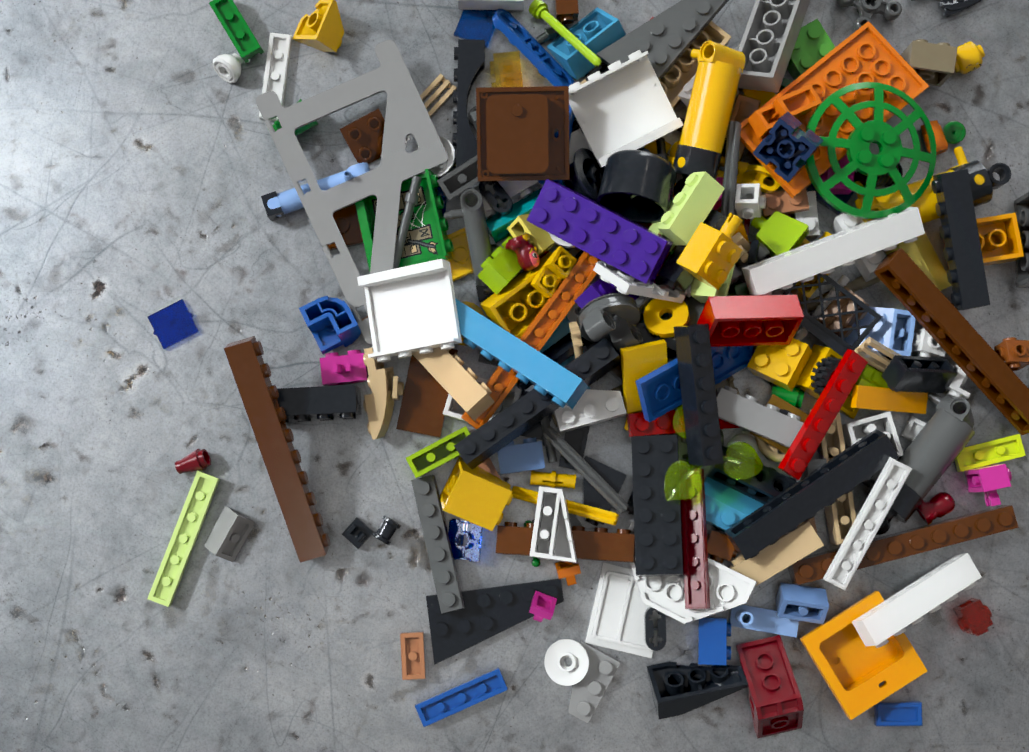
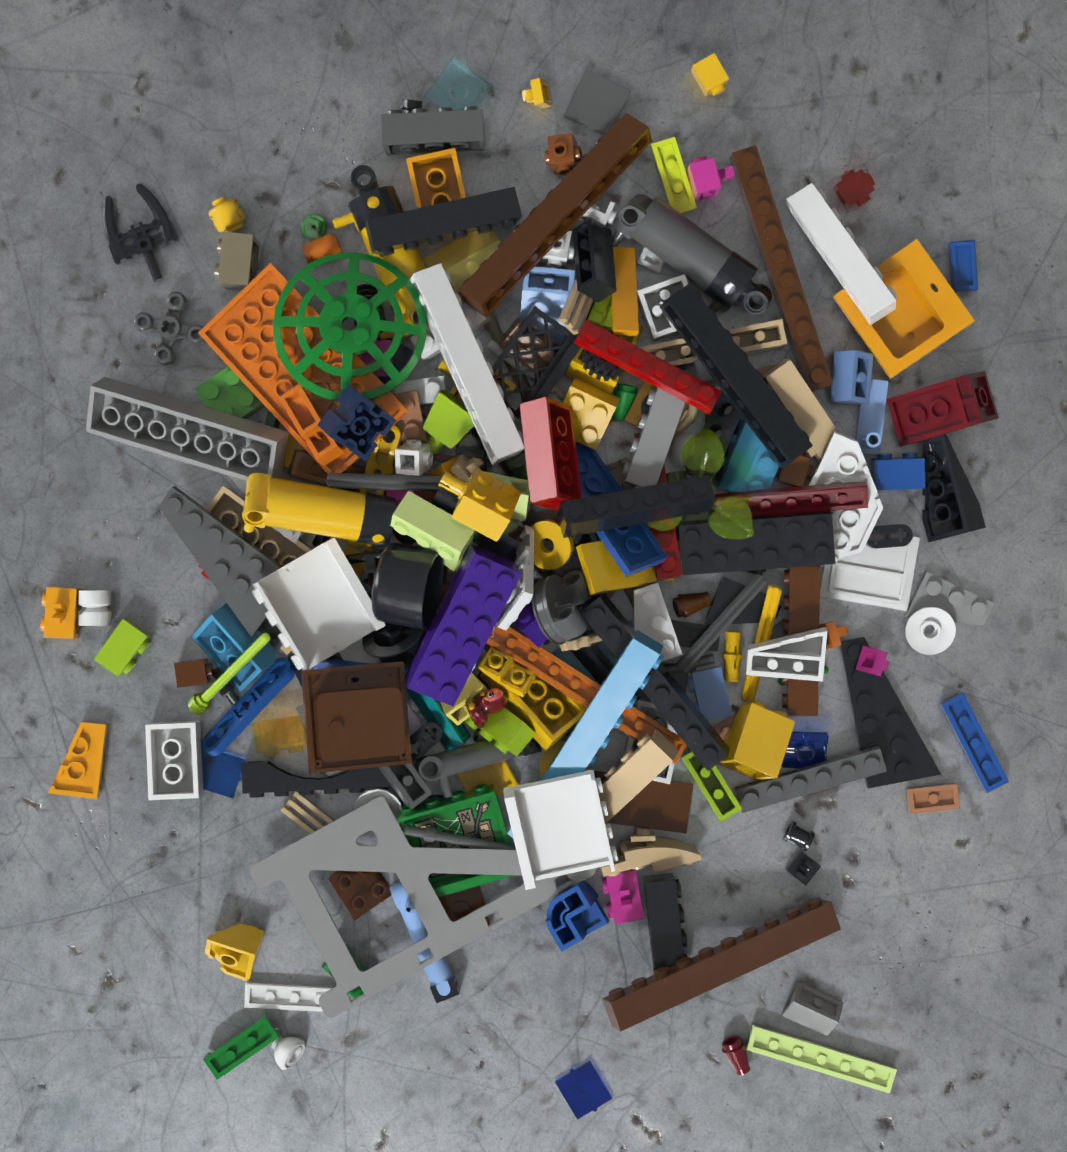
camera: 95 degrees left, 5 degrees up
(603, 445) = (688, 604): none -> reddish brown cone
(867, 523) = (763, 313): white tile -> none
(937, 506) = (736, 232): dark red animal -> none

